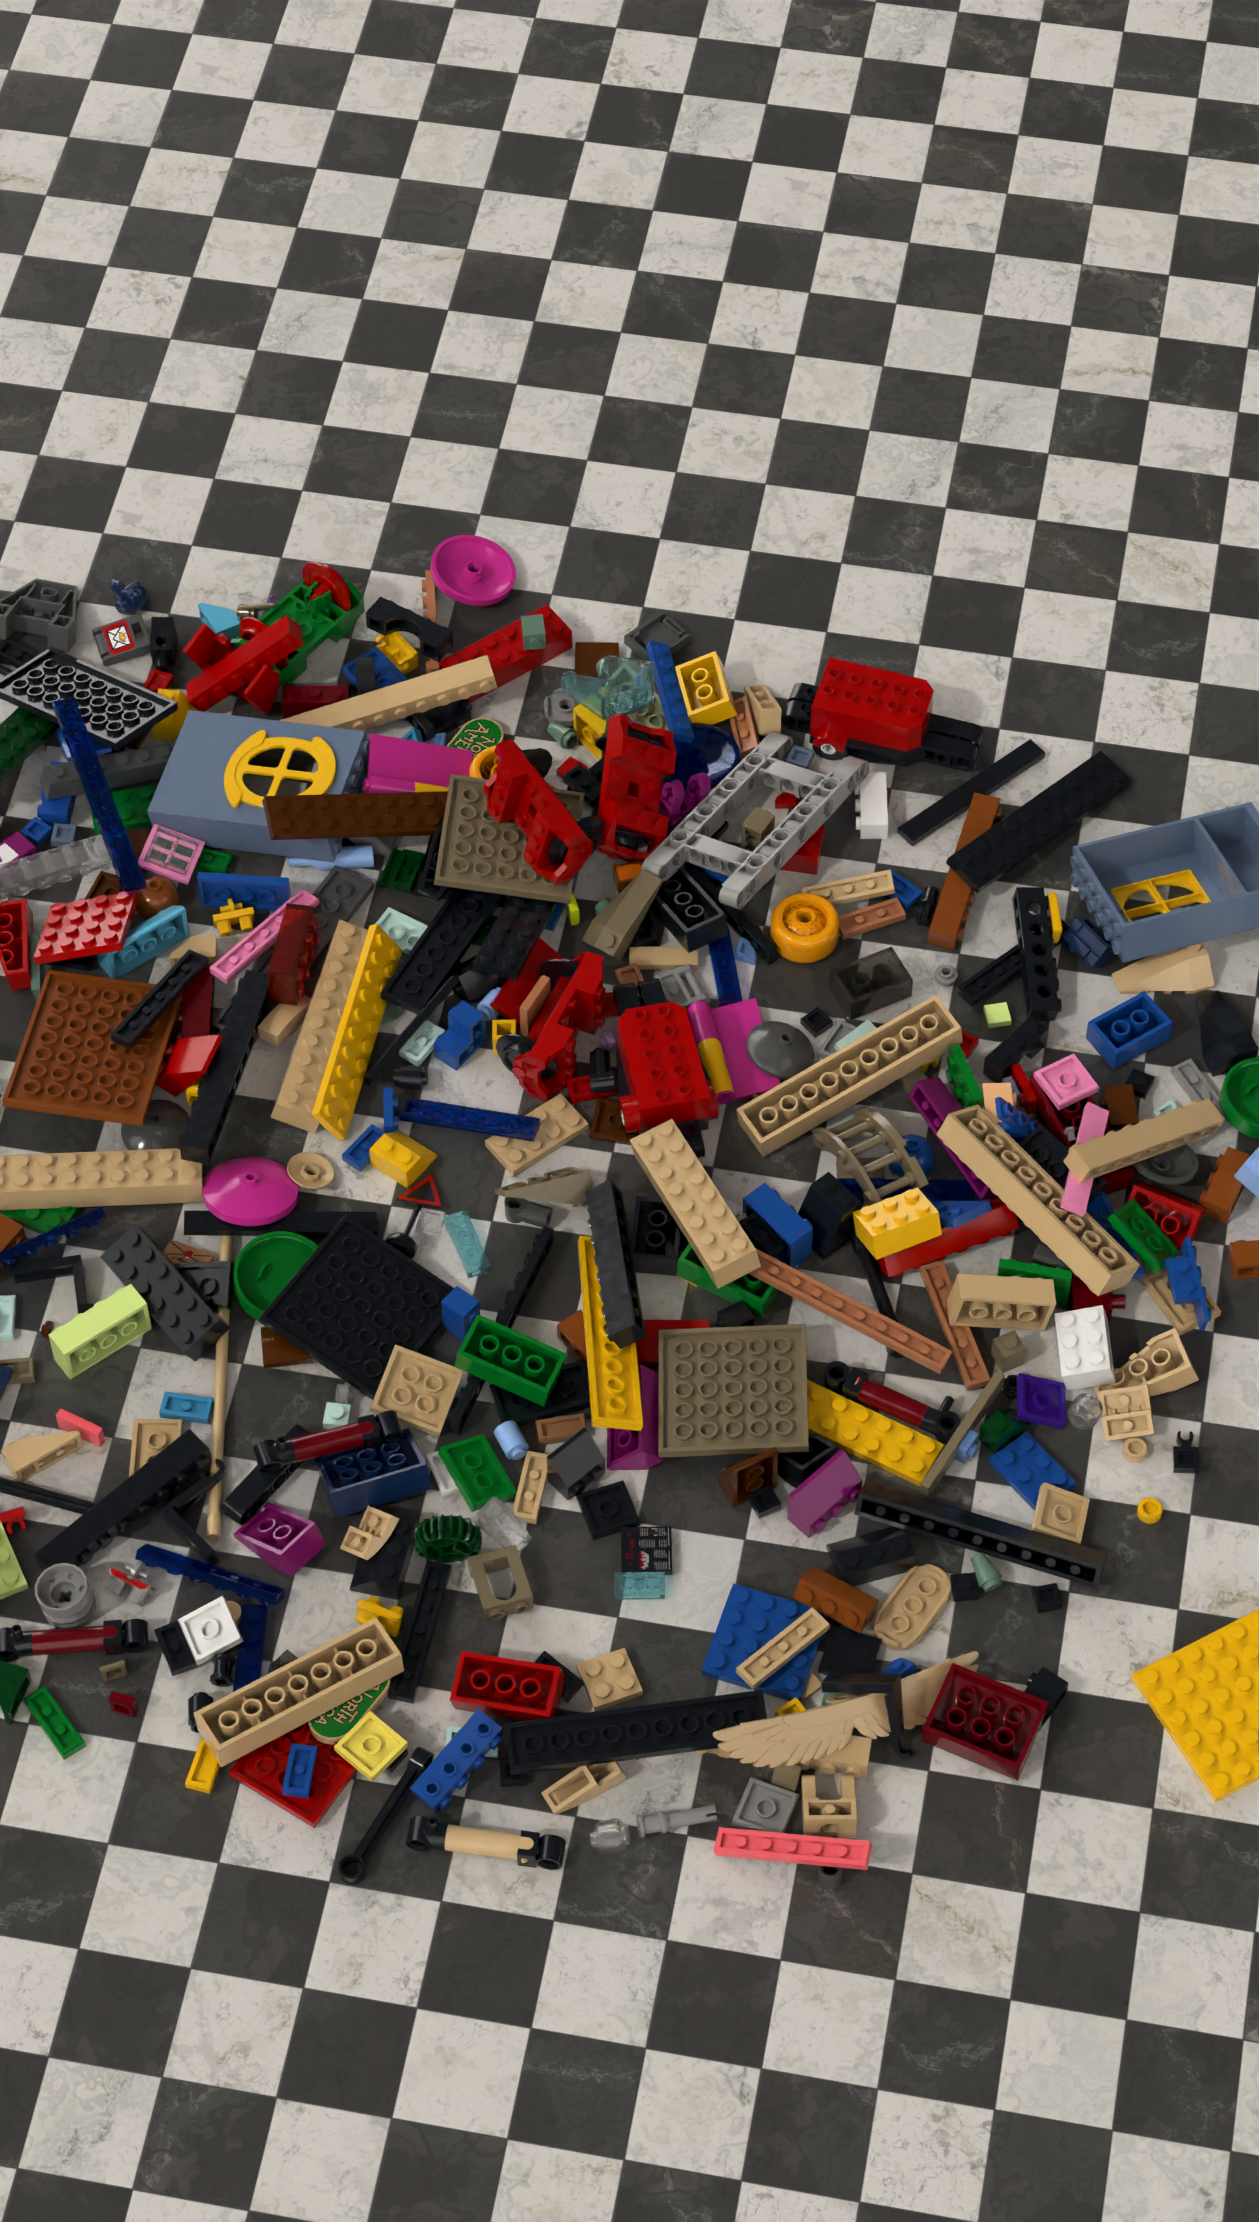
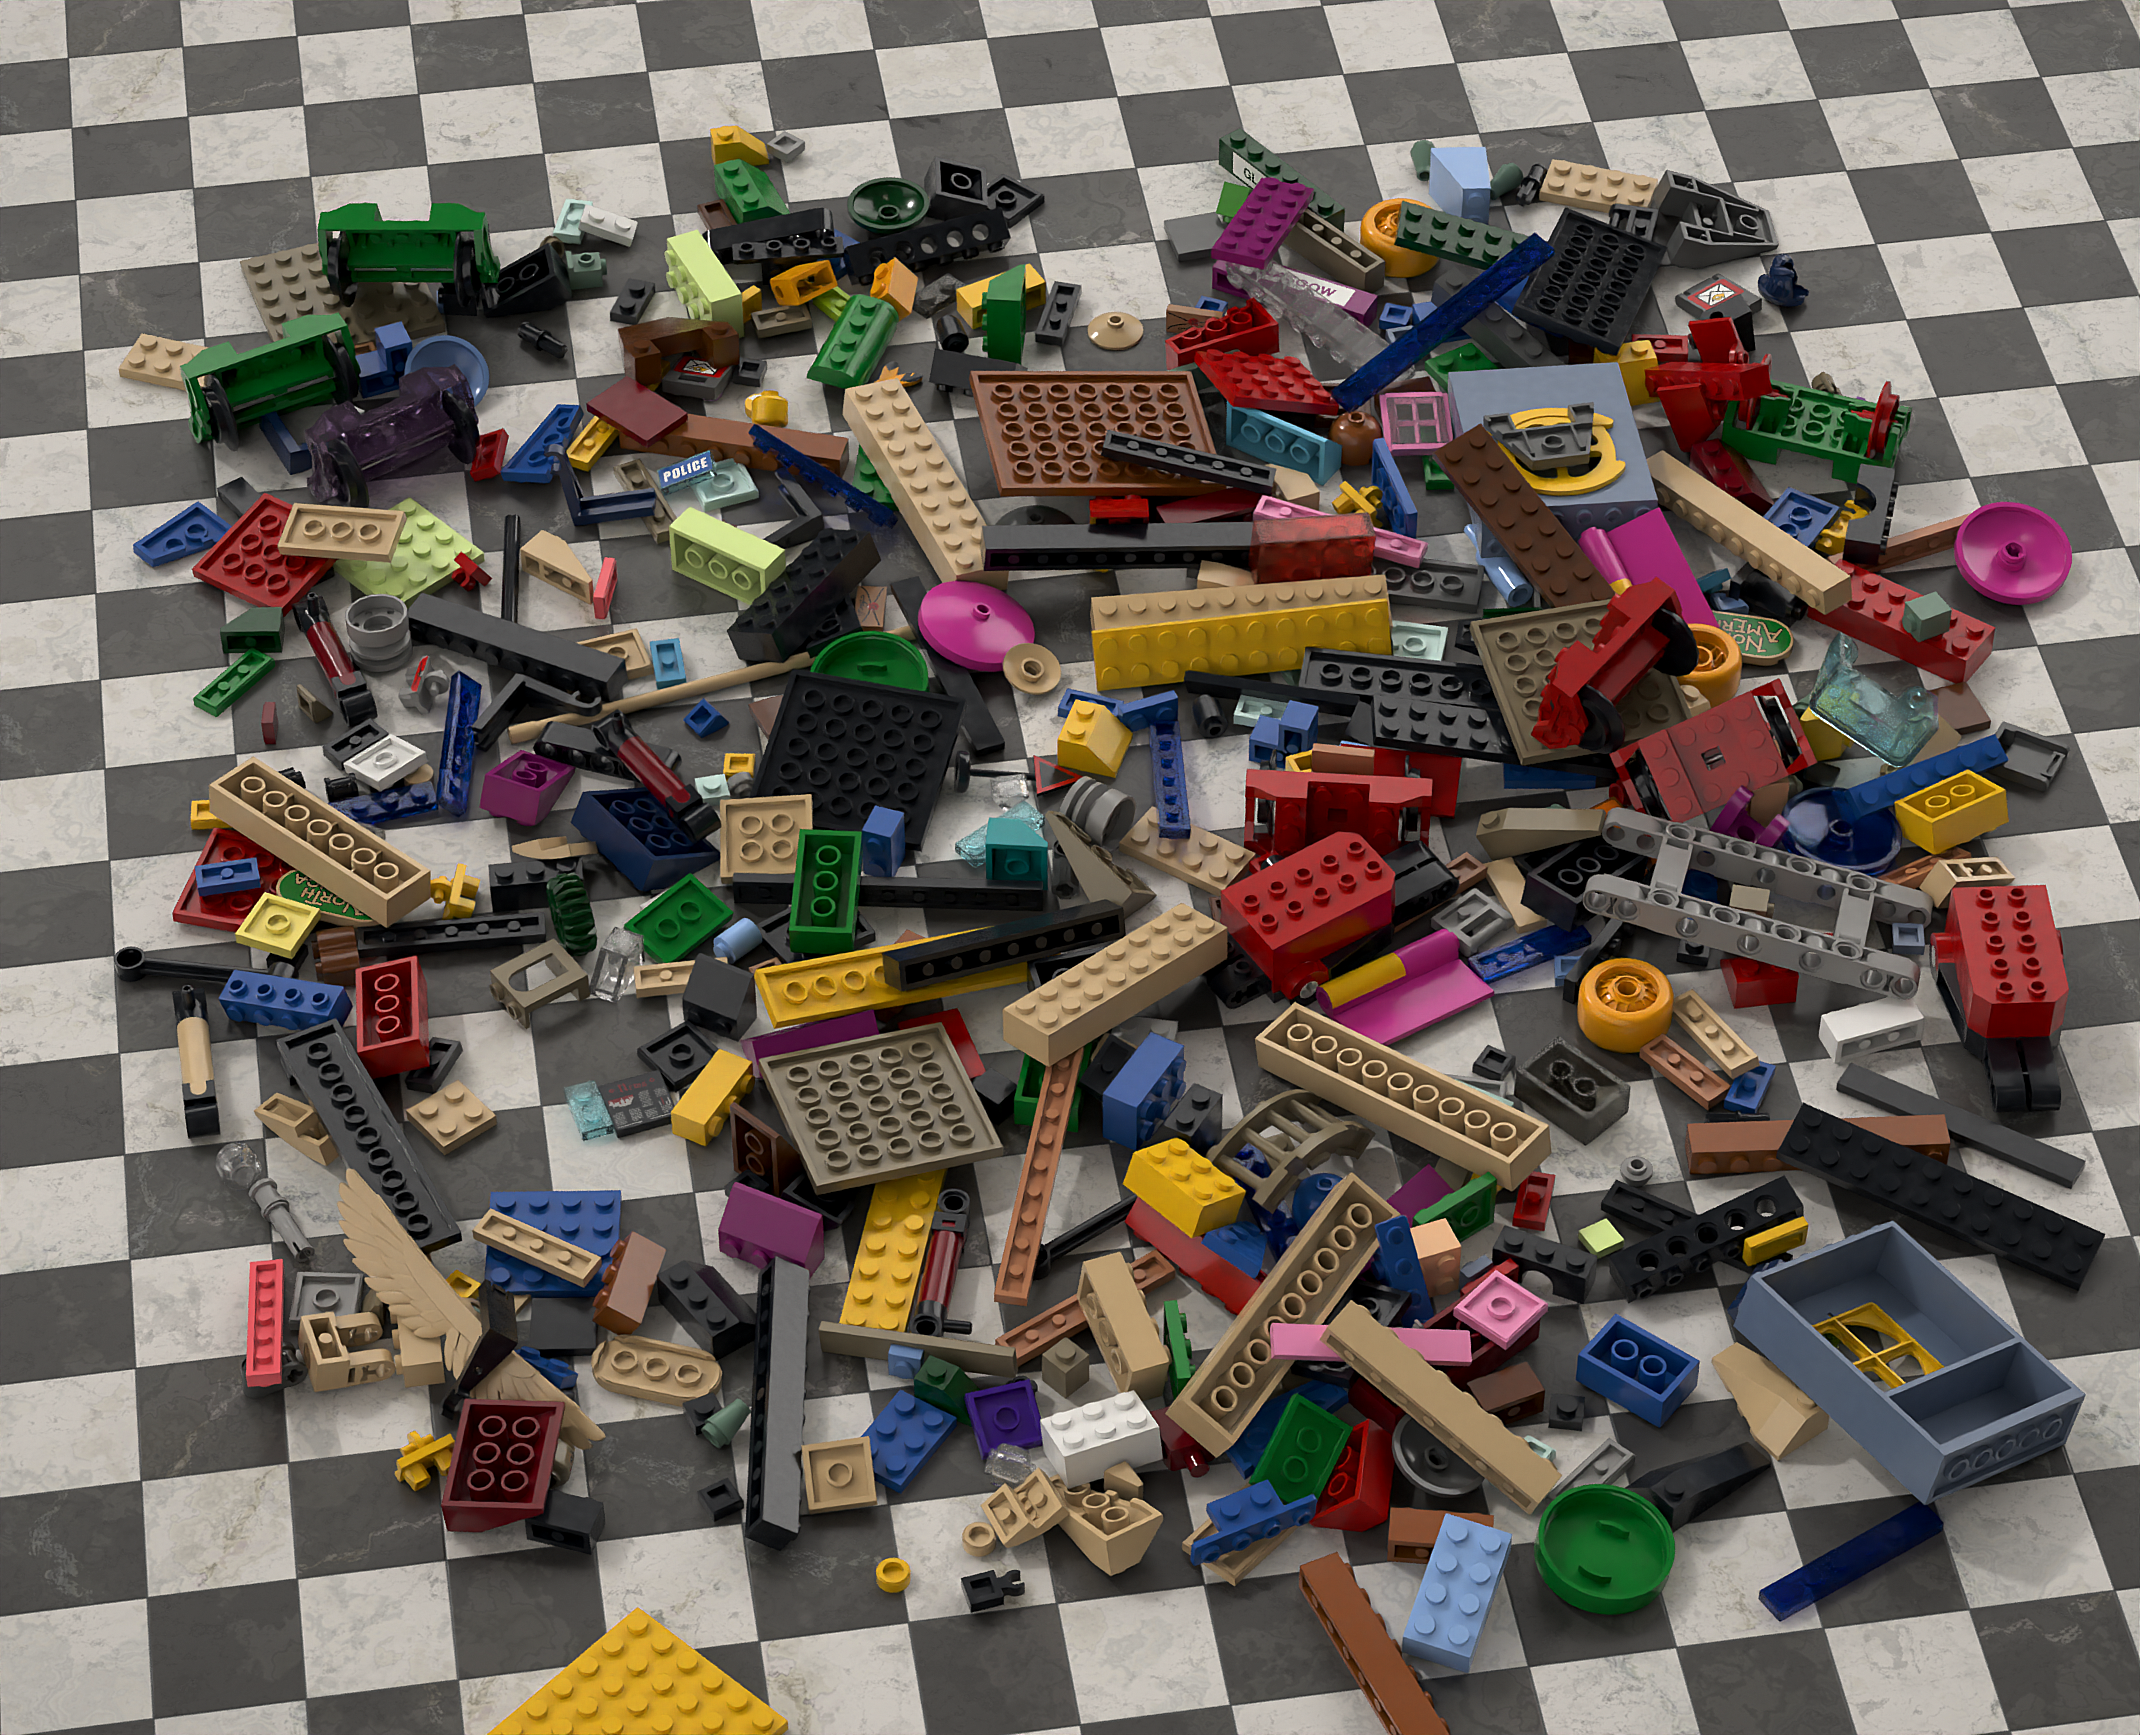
camera: 70 degrees right, 10 degrees down
(220, 620) = (1793, 365): medium azure slope -> none
(256, 1400) = (705, 719): none -> blue slope
(282, 770) = (1547, 445): none -> dark grey wing
(319, 1391) = (738, 763): none -> yellow tile
(365, 675) = (1762, 486): black tyre -> none
(413, 1715) = (337, 956): none -> reddish brown brick
(491, 1171) = (1099, 812): none -> light grey wheel
(509, 1236) = (1015, 852): none -> teal slope
(573, 911) = (1537, 788): neon yellow tile -> none
(596, 869) = (1619, 792): none -> red plate
(665, 1498) = (707, 1101): none -> yellow brick
(779, 1049) = (1438, 1047): dark grey dish -> none
(948, 1776) = (422, 1454): none -> yellow hips
(1122, 1347) = (1123, 1480): none -> tan slope

